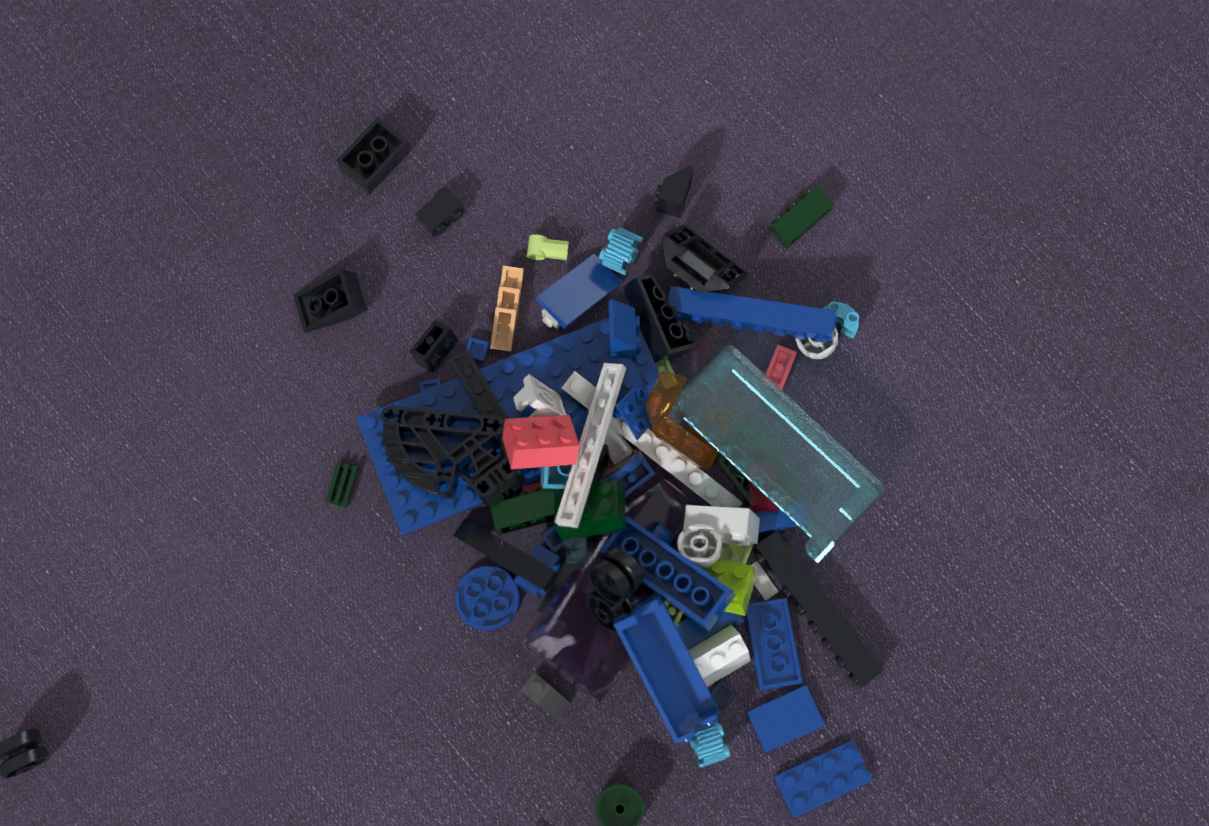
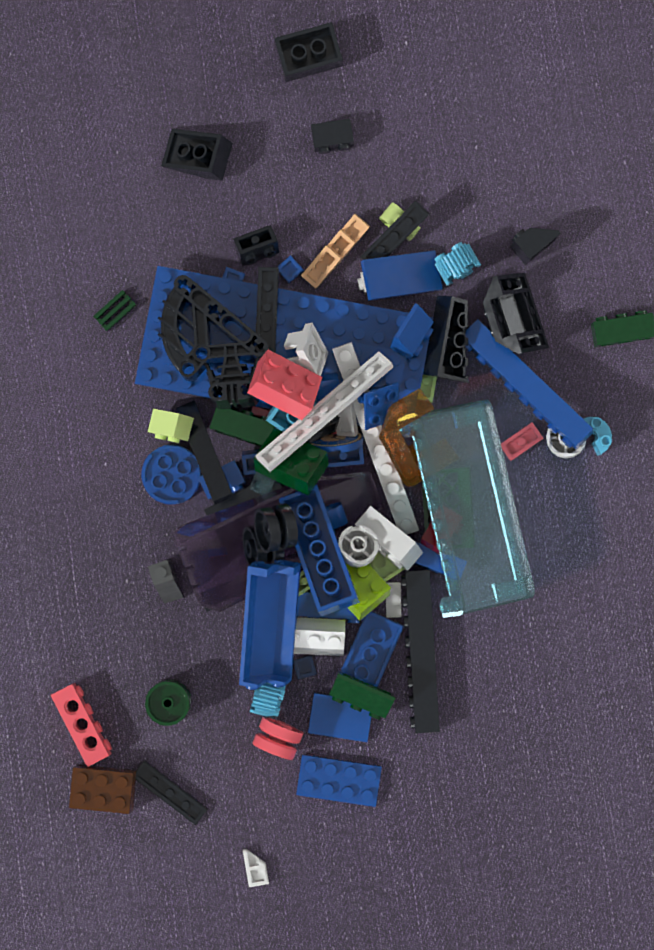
camera: 35 degrees right, 10 degrees up
(458, 552) = (170, 425): none -> yellowish green brick
(551, 255) = (397, 232): none -> black tile
(742, 774) = (278, 738): none -> coral wheel
(792, 683) = (361, 695): none -> dark green slope

